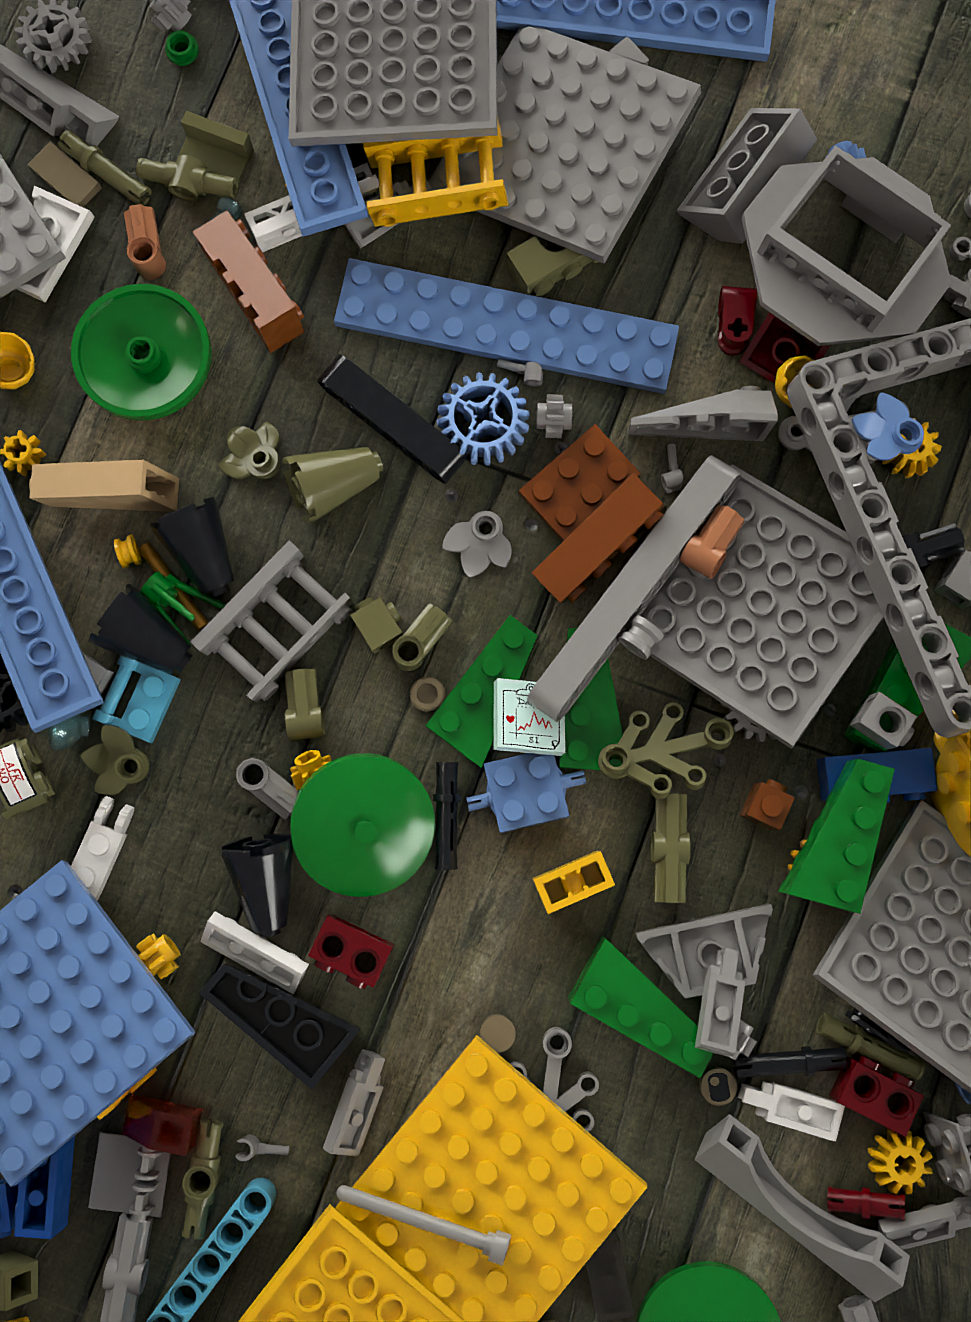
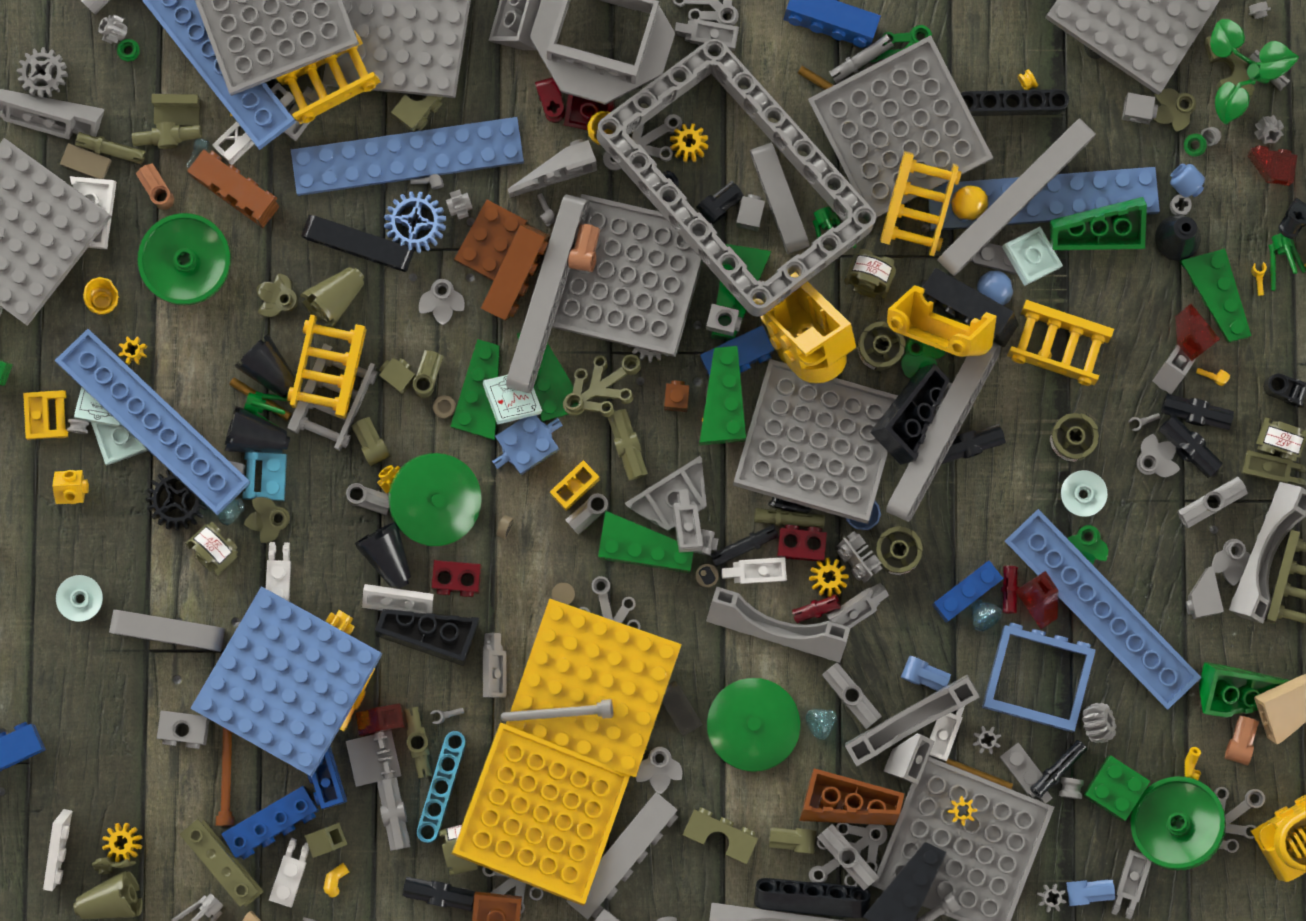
camera: 20 degrees left, 0 degrees up
(105, 485) = (194, 352): tan slope -> none
(127, 551) = (224, 387): yellow bush -> none
(297, 607) = (349, 359): none -> yellow fence
(446, 815) = (480, 466): black pin -> none
(449, 902) = (505, 526): none -> dark tan tile
(573, 930) = (585, 514): none -> light grey piece
(641, 637) = (561, 323): light grey wheel -> none
(885, 429) = (659, 144): medium blue plate -> none

